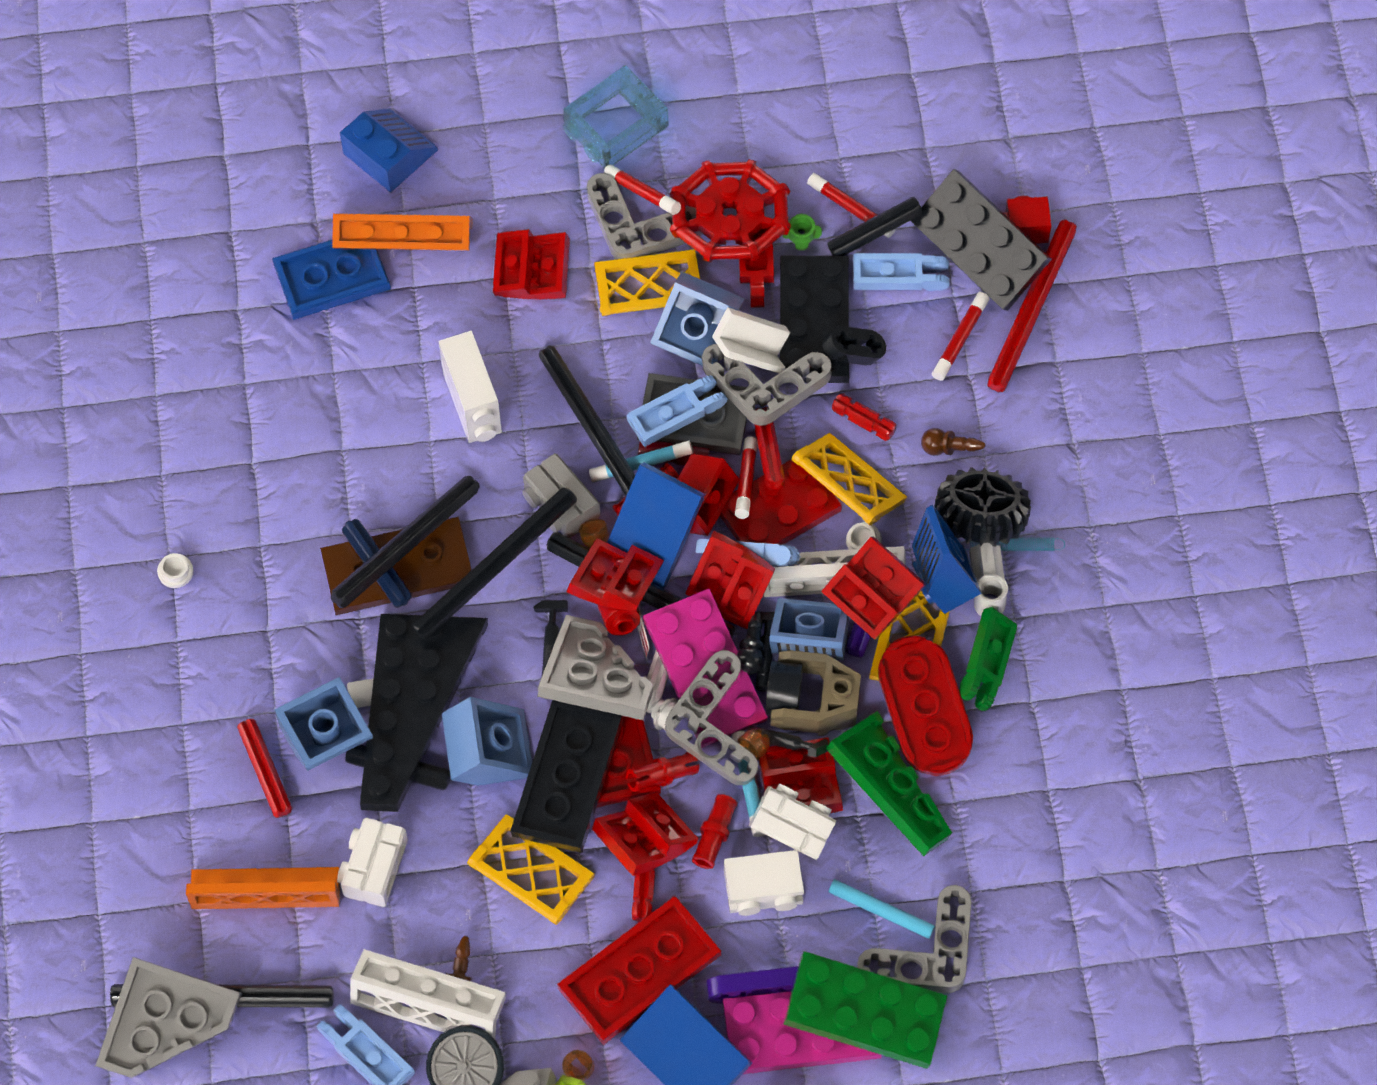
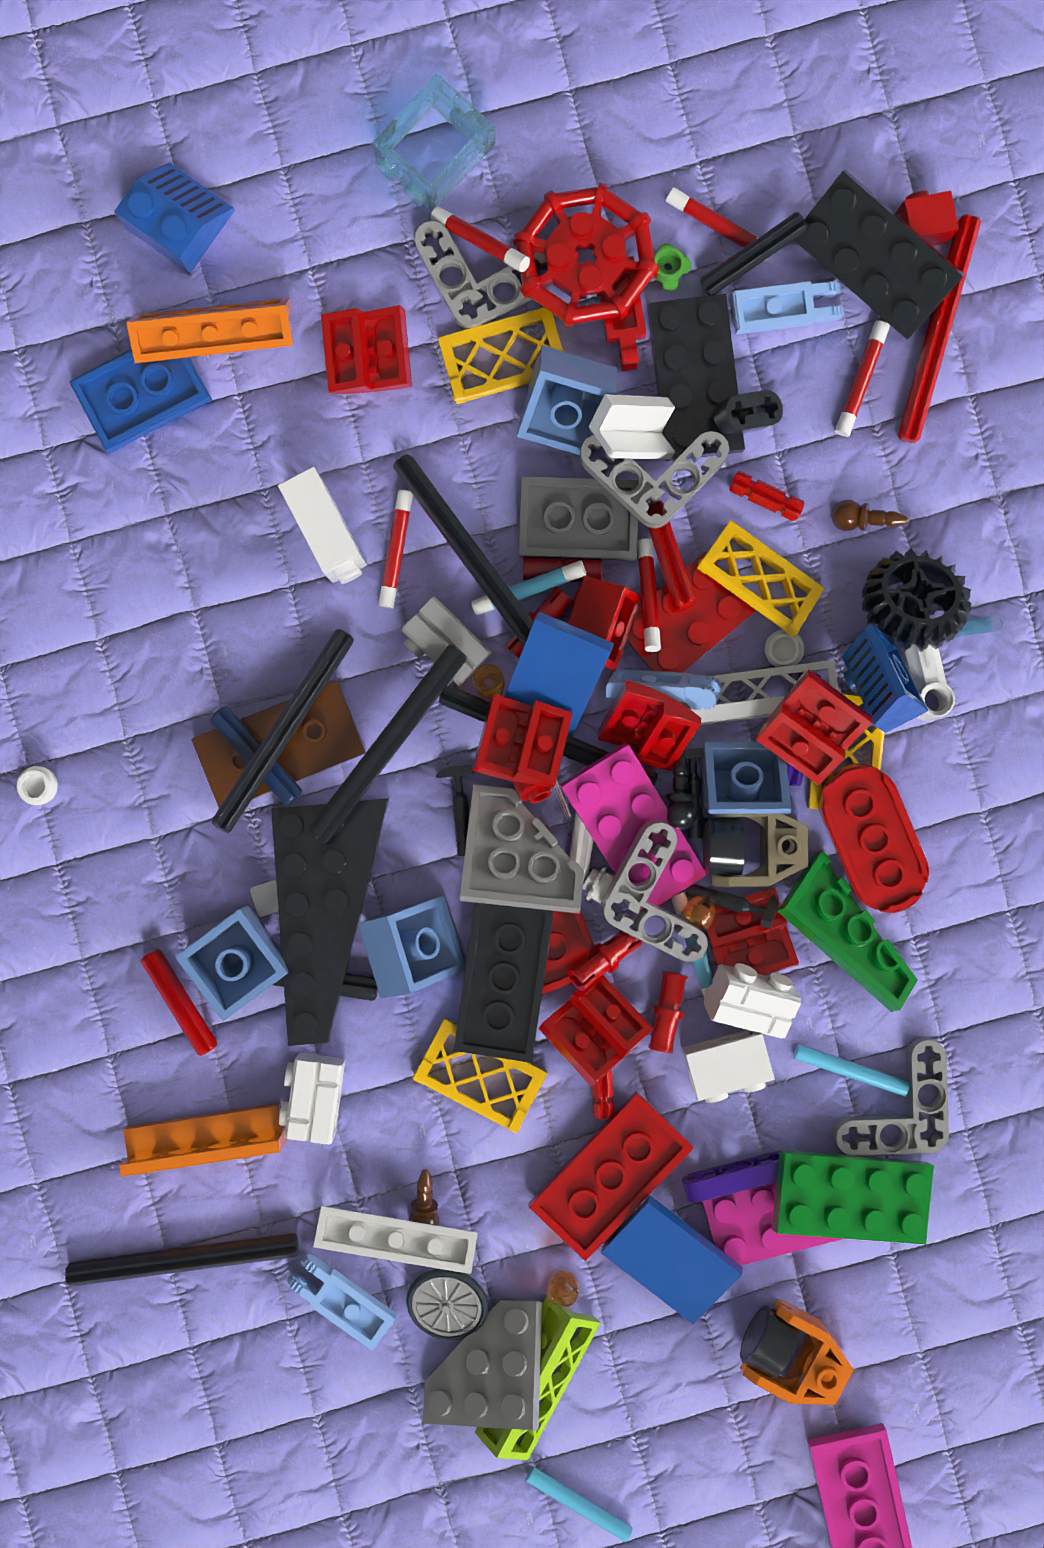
camera: 10 degrees left, 25 degrees up
(162, 1017) = (125, 1303): light grey plate -> none
(529, 421) = (395, 549): none -> red bar
(674, 410) = (557, 526): light blue hinge -> none
(988, 658) = (936, 776): green hinge -> none

